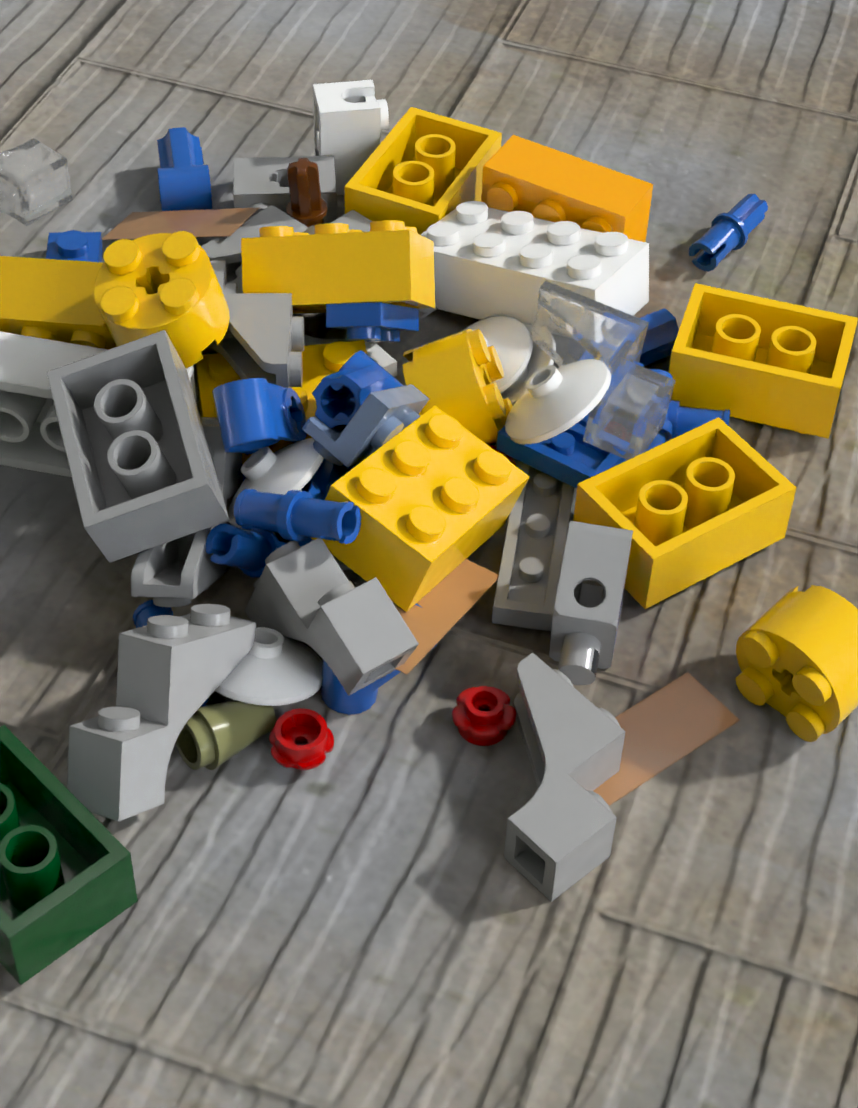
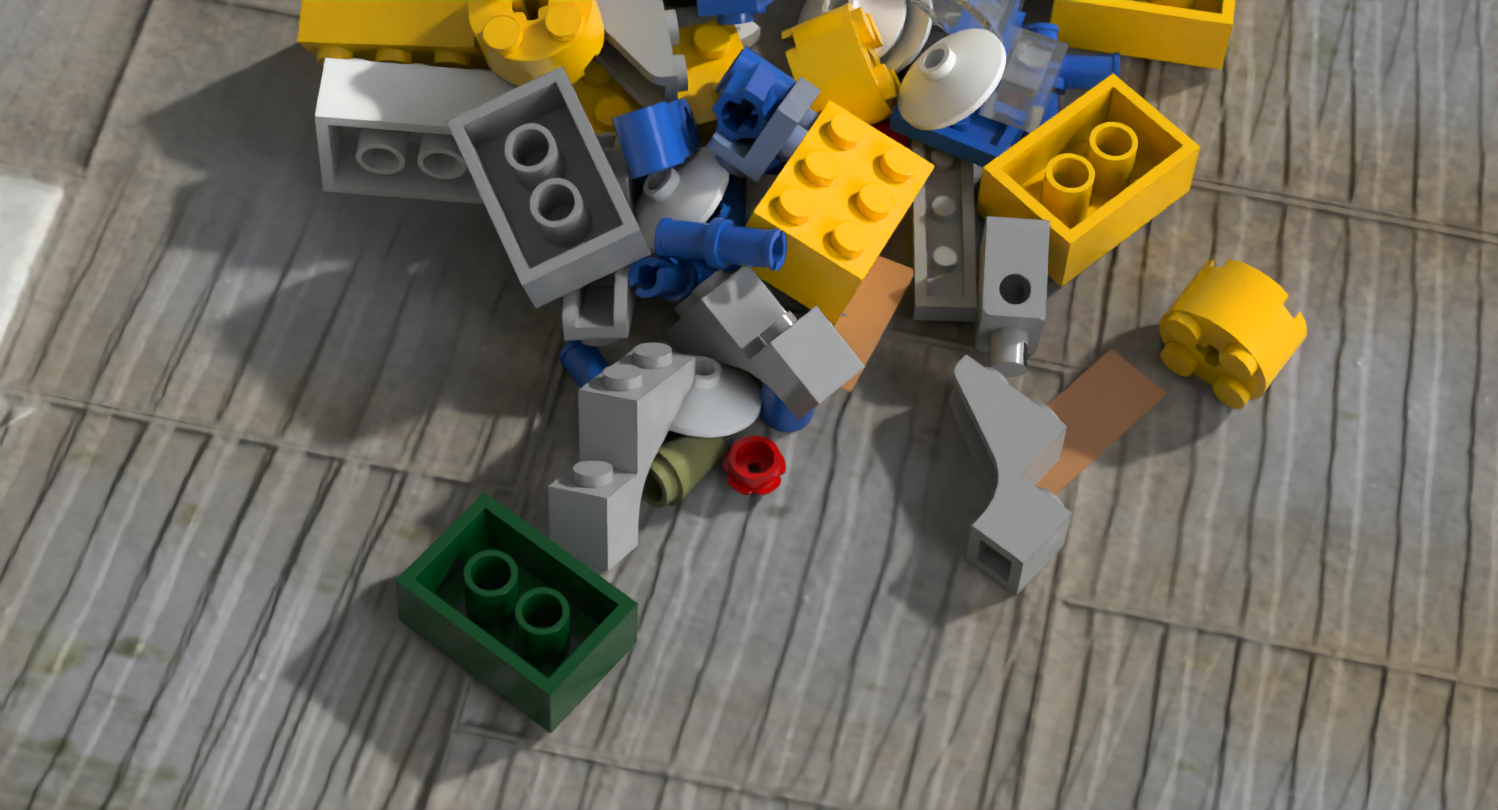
camera: 10 degrees left, 10 degrees up
(480, 726) = (919, 431): red plate -> none

